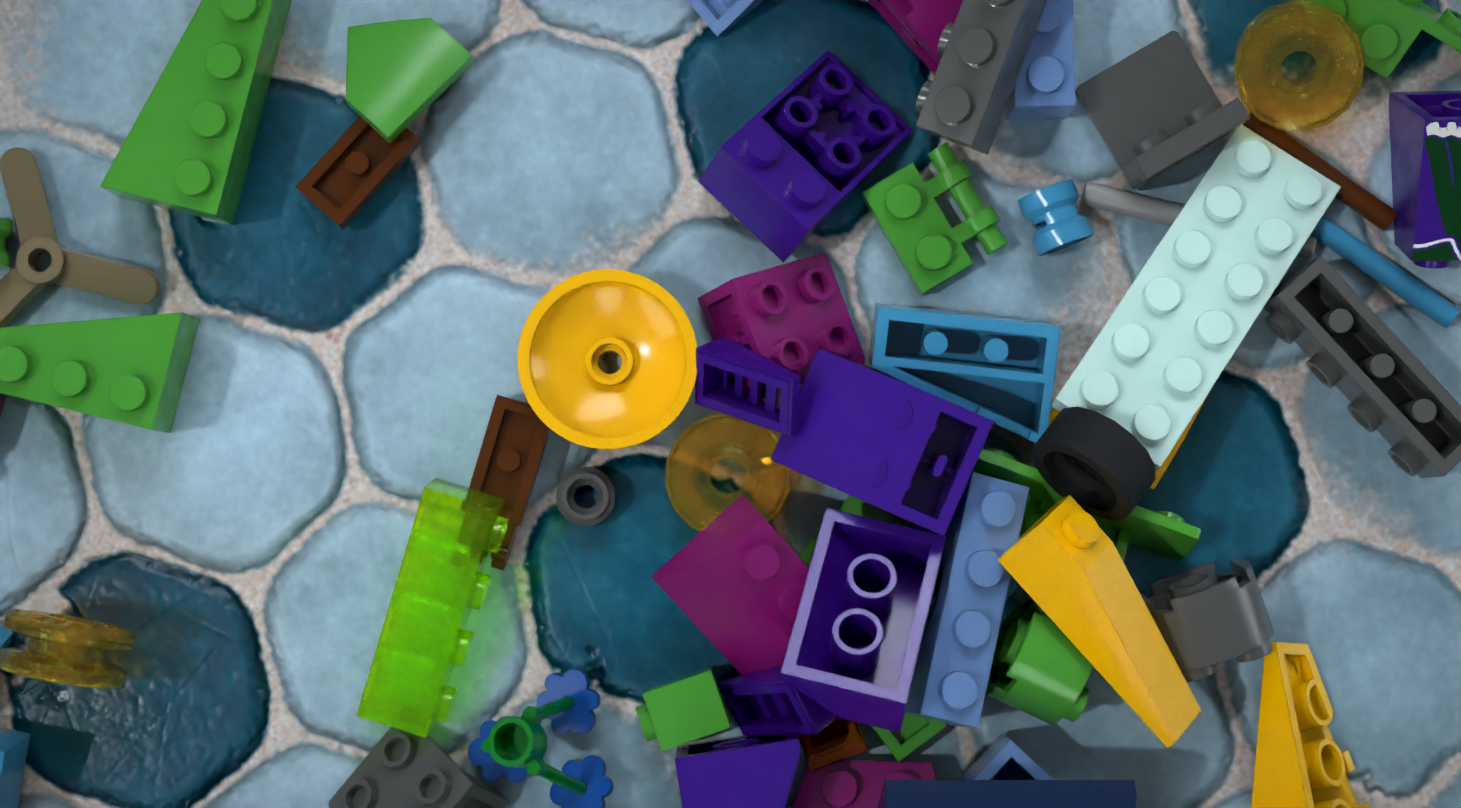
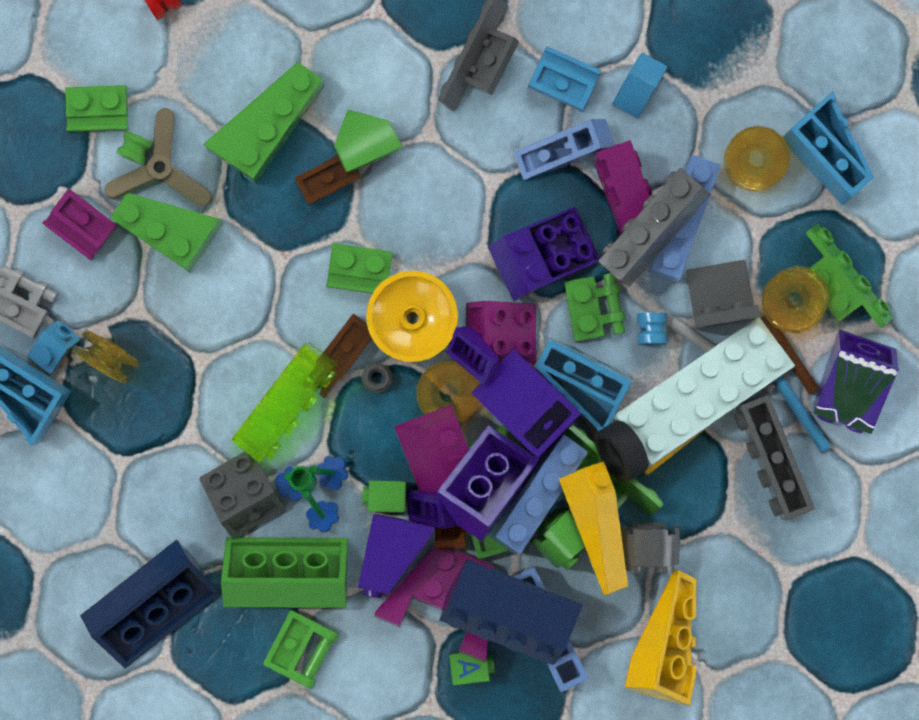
camera: 25 degrees right, 0 degrees up
(475, 308) = (358, 268): none -> bright green plate

